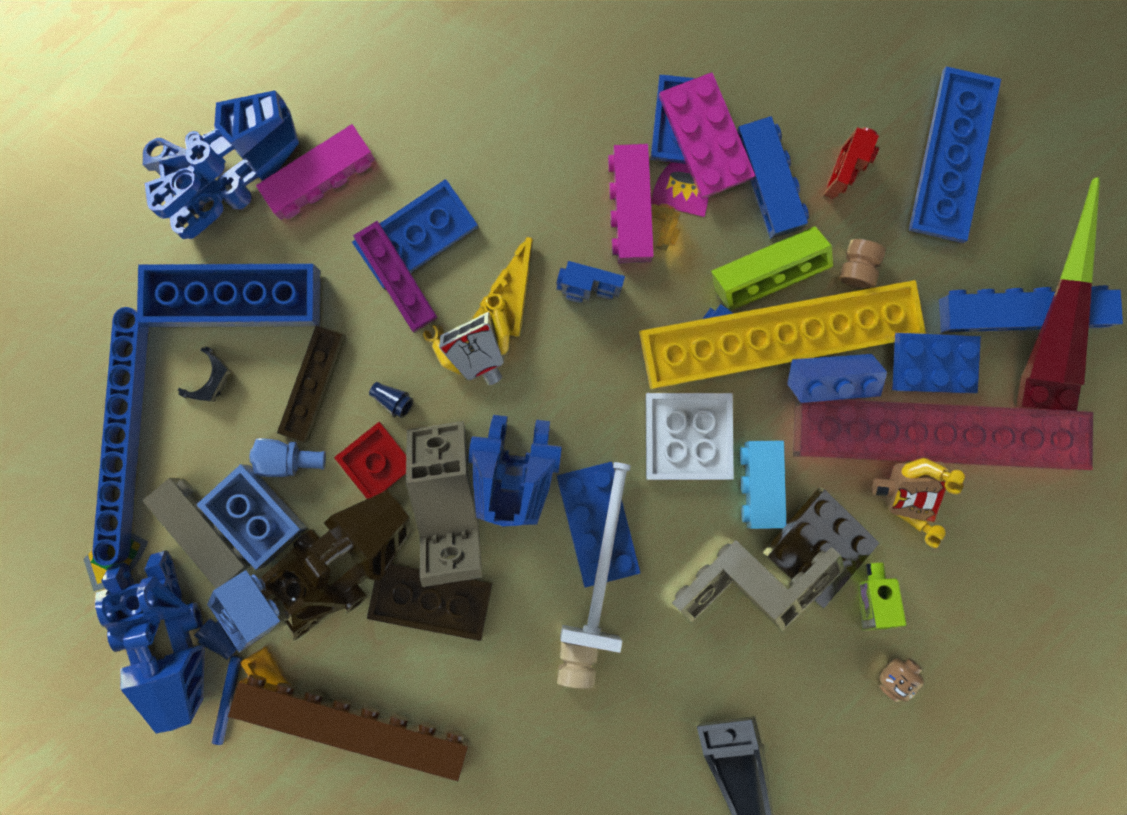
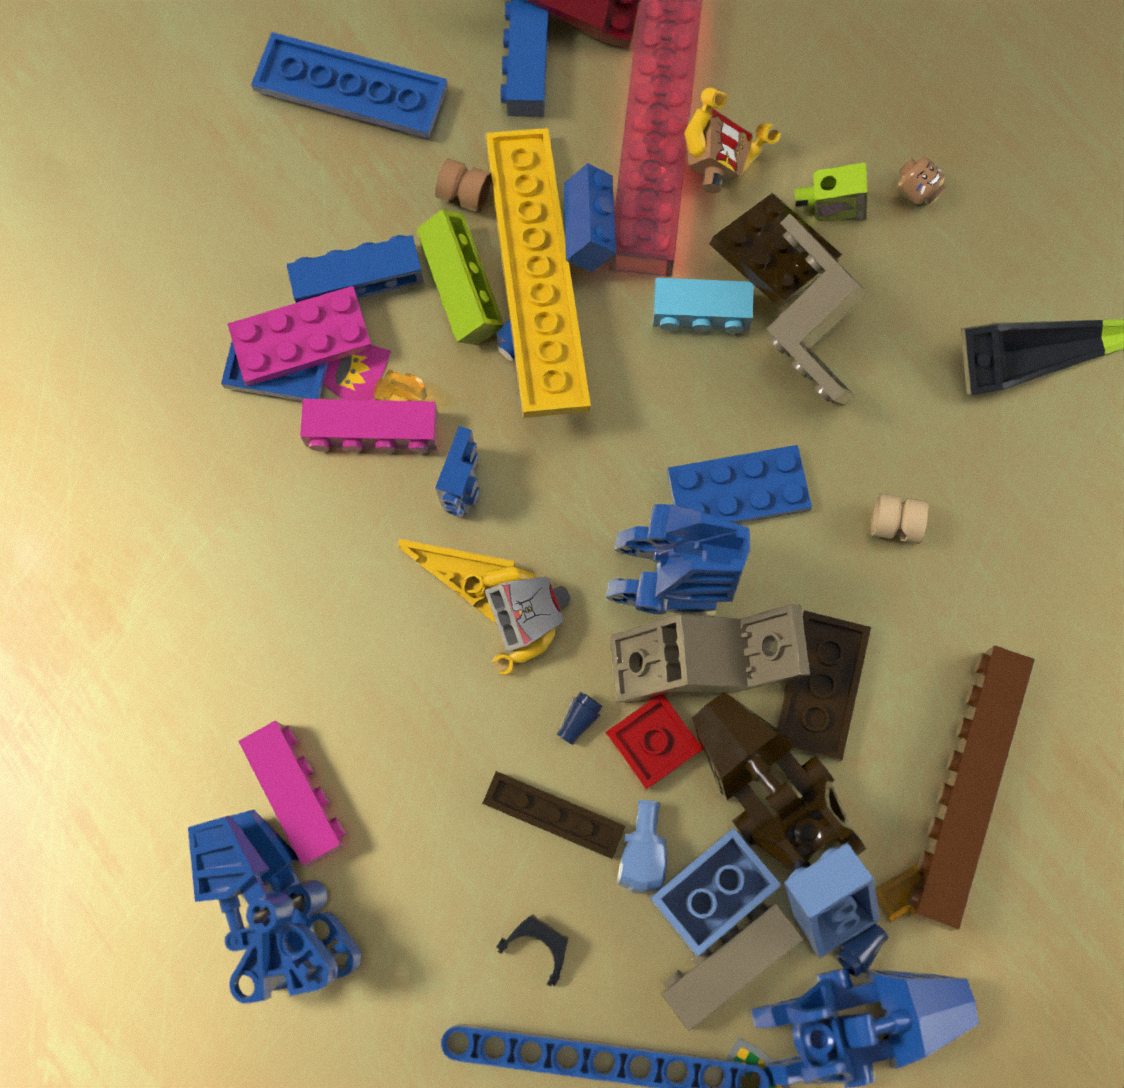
camera: 80 degrees left, 10 degrees down
(226, 700) = (937, 942): blue bar -> none
(228, 295) = (436, 909): blue brick -> none
(395, 277) = (431, 700): magenta tile -> none
(426, 227) = (381, 678): blue plate -> none
(591, 633) = (866, 498): white tile -> none
(689, 436) = (643, 381): white plate -> none
(853, 157) = (345, 187): red plate -> none
(936, 363) = (578, 120): blue plate -> none

